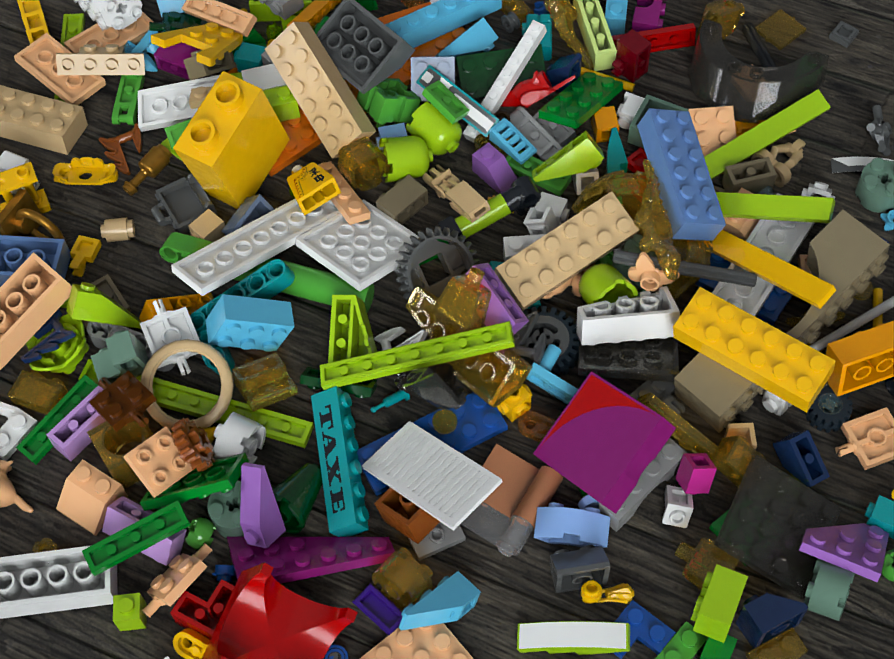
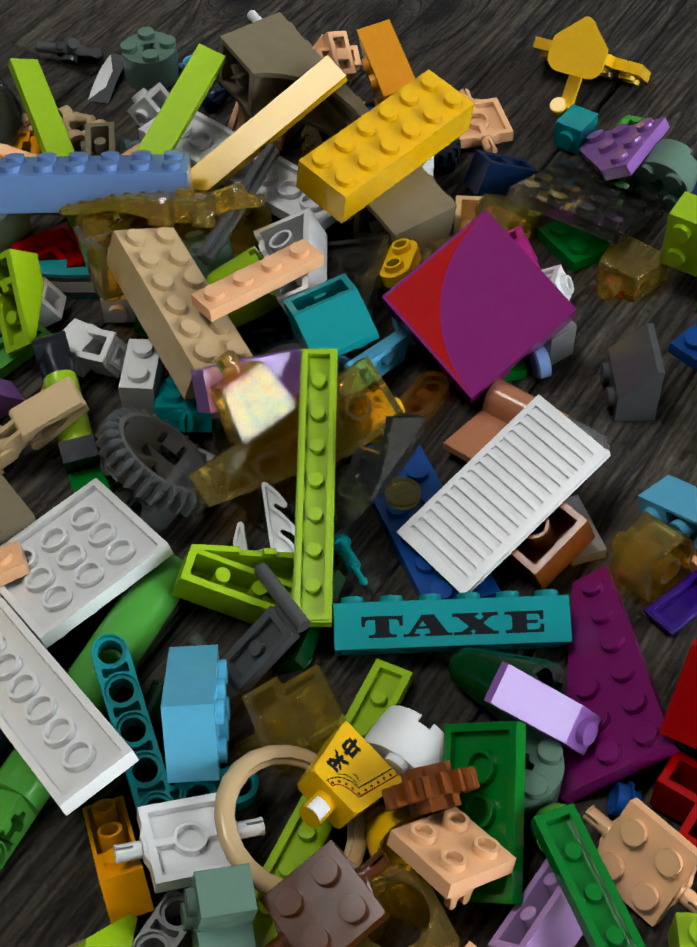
camera: 85 degrees left, 10 degrees down
(207, 404) = (344, 779): none -> yellow torso
(311, 355) = (264, 640): none -> dark grey plate
(563, 342) = (331, 316): none -> teal slope
(571, 526) = (575, 377): light blue brick -> none
(583, 288) = (257, 279): none -> light nougat plate
(592, 592) = (671, 366): yellow piece -> none
(645, 272) = (240, 231): light nougat animal -> none
(663, 387) = (400, 261): none -> yellow plate

